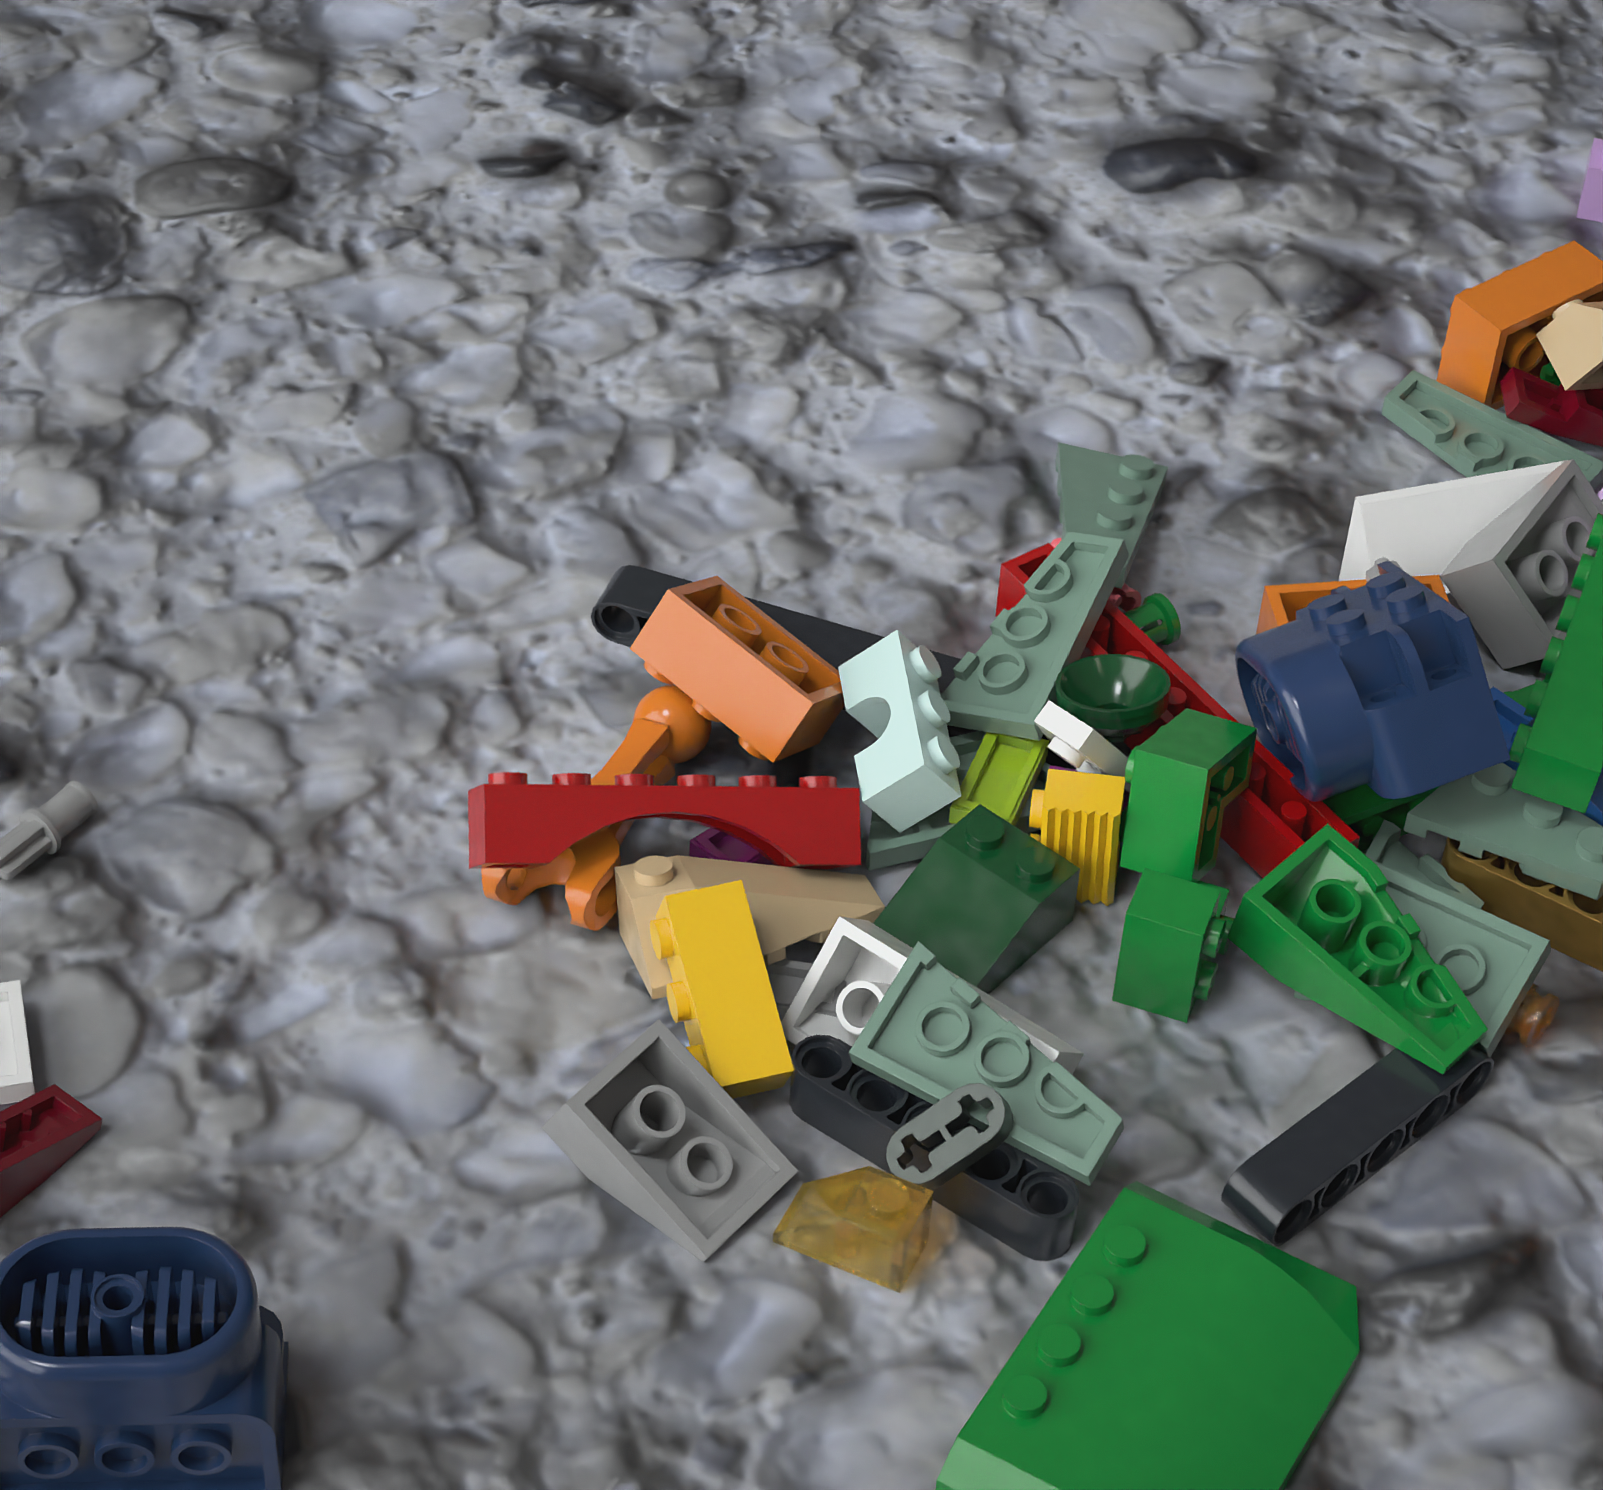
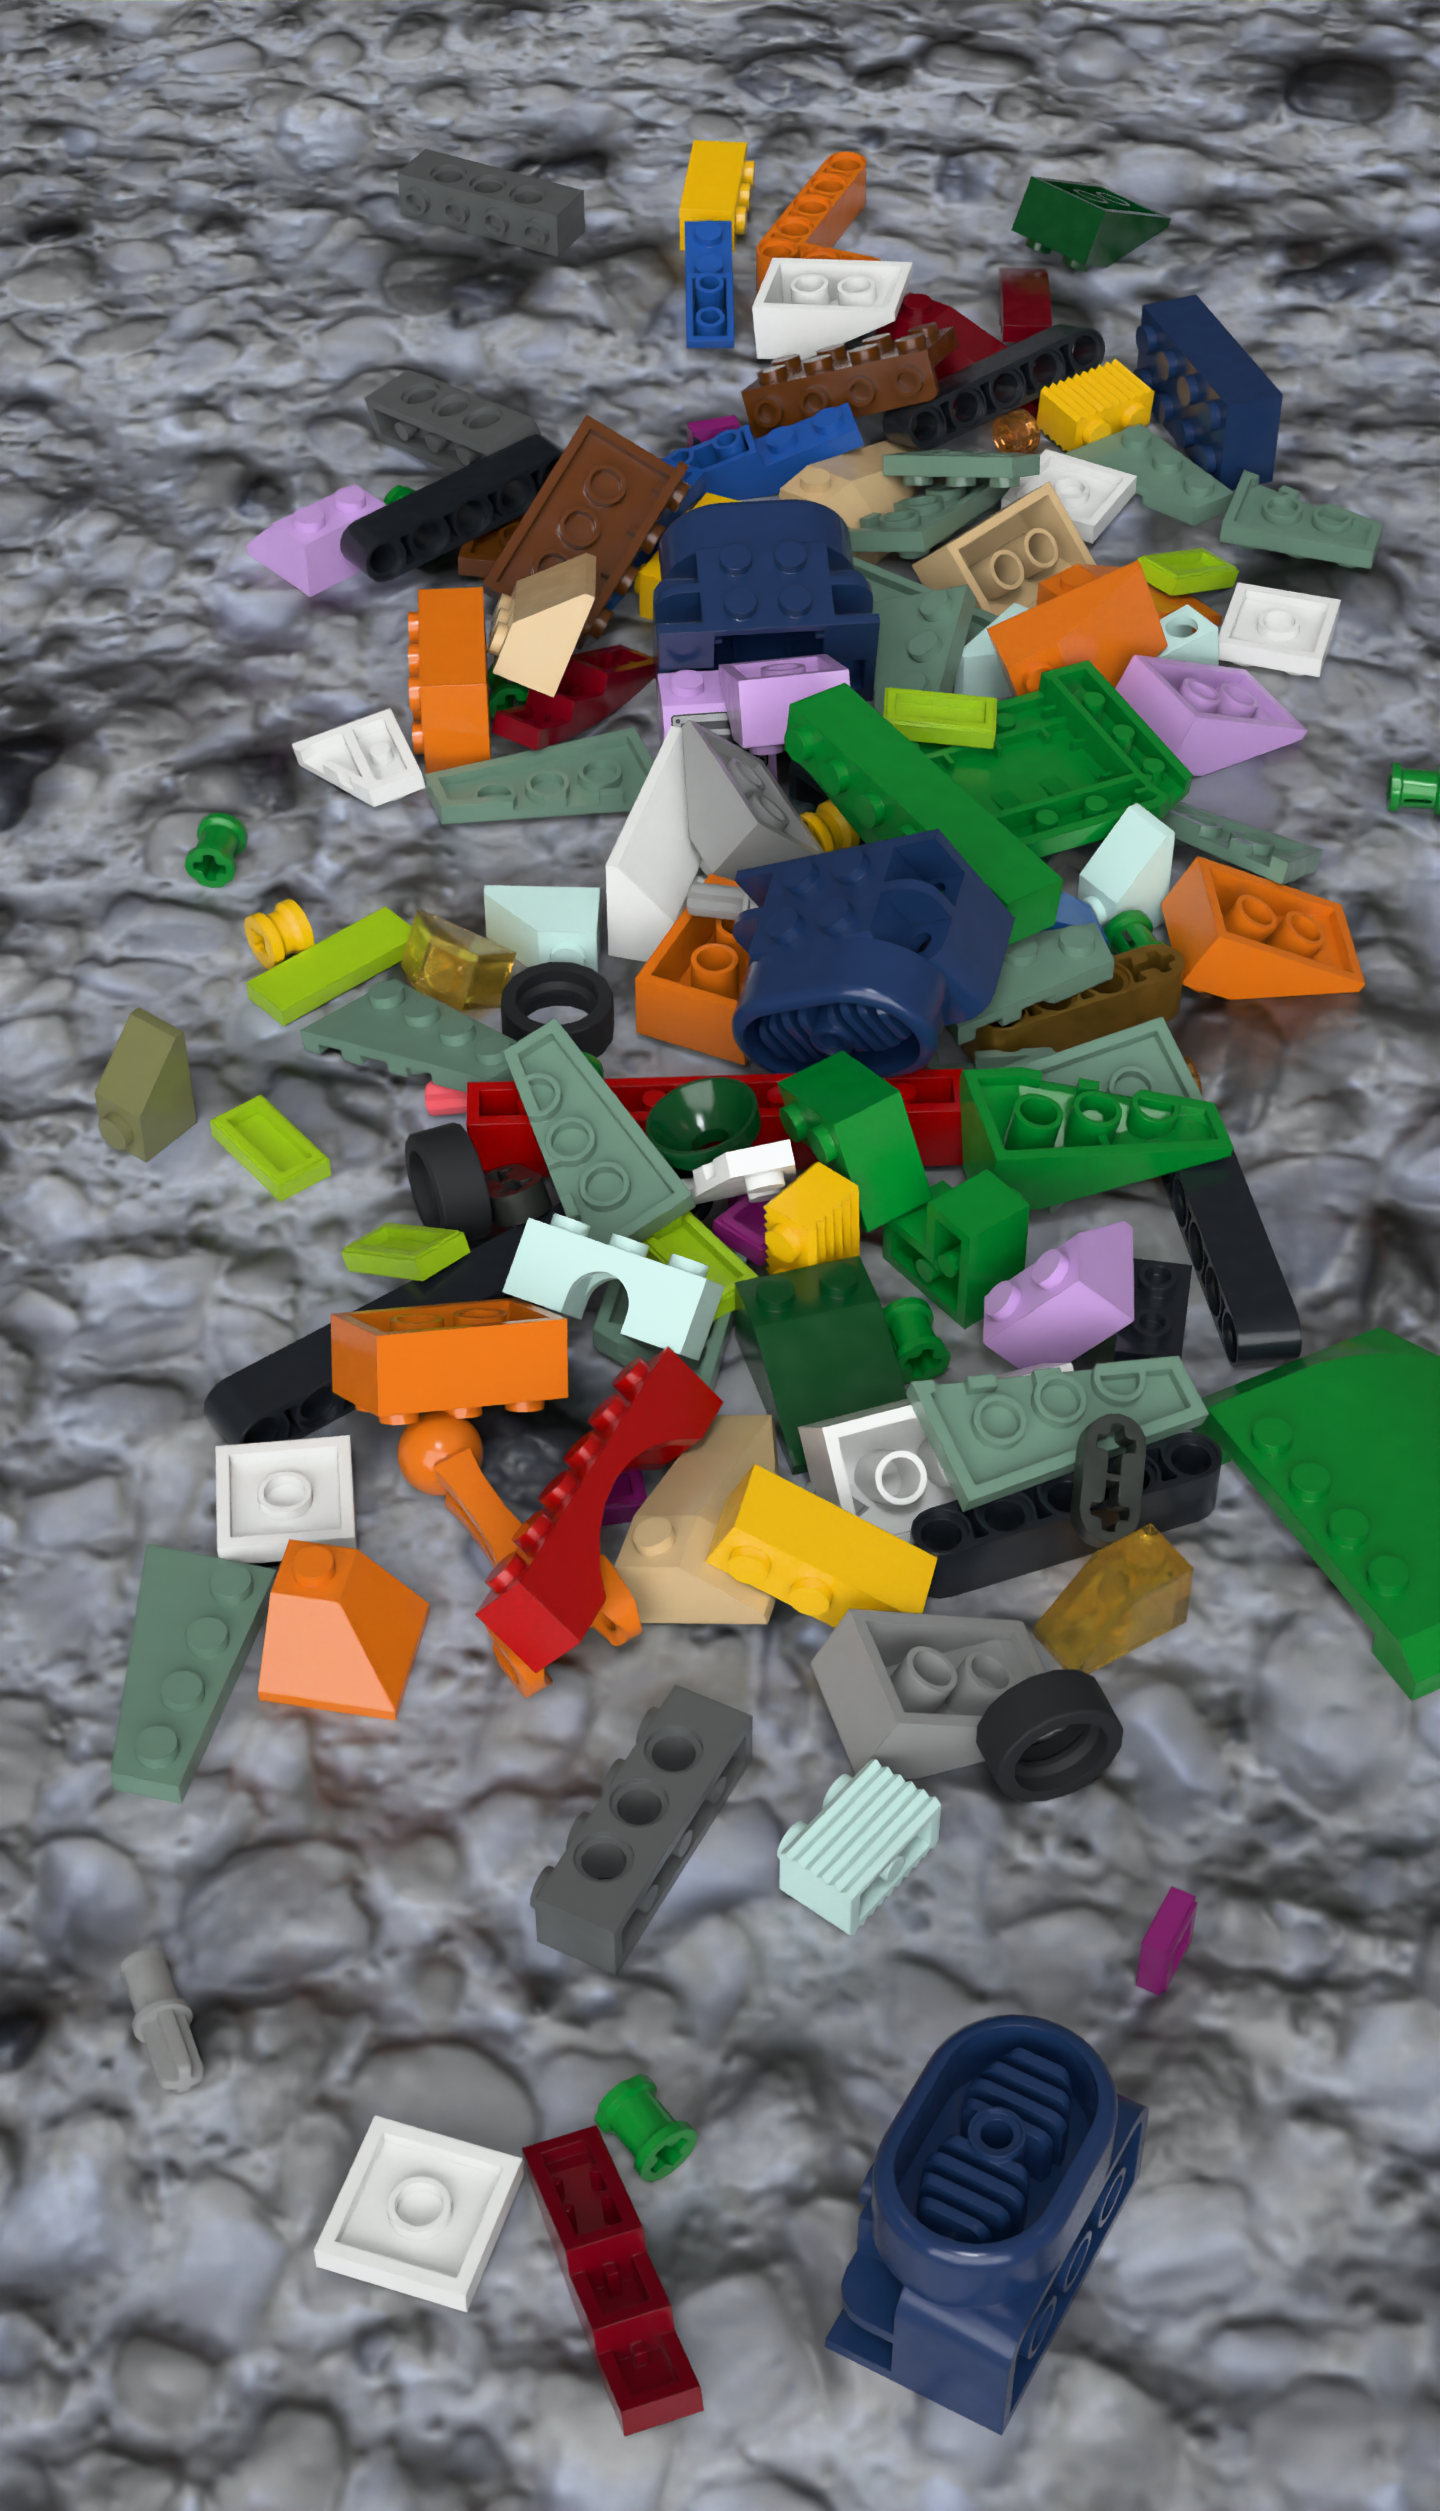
camera: 55 degrees left, 0 degrees up
(111, 1146) = (645, 2127): none -> green bush
(381, 688) = (183, 1662): none -> sand green wing
(394, 1017) = (672, 1783): none -> dark grey brick
(449, 747) = (339, 1633): none -> orange slope
(469, 1159) = (858, 1845): none -> light aqua brick
(511, 1405) = (1166, 1941): none -> magenta tile
(564, 665) = (283, 1494): none -> white plate
(655, 1224) = (1036, 1709): none -> black tyre
(863, 606) = (405, 1251): none -> lime tile
(892, 385) = (146, 1088): none -> olive slope
(925, 490) = (270, 1148): none -> lime tile
(946, 593) = (448, 1181): none -> black tyre
(964, 634) = (516, 1194): none -> pearl dark grey beam
(1048, 961) = (914, 1341): none -> green bush
(1148, 379) = (278, 933): none -> yellow wheel
(1154, 1023) = (1064, 1299): none -> lavender slope
(1155, 430) = (330, 967): none -> lime tile
(1190, 1116) = (1159, 1311): none -> black brick
(1205, 489) = (455, 964): none -> clear yellow slope
(1208, 302) = (219, 842): none -> green bush
(1222, 549) = (560, 985): none -> black tyre
(1311, 526) = (546, 923): none -> light aqua slope
(1402, 333) = (364, 759): none -> white wing

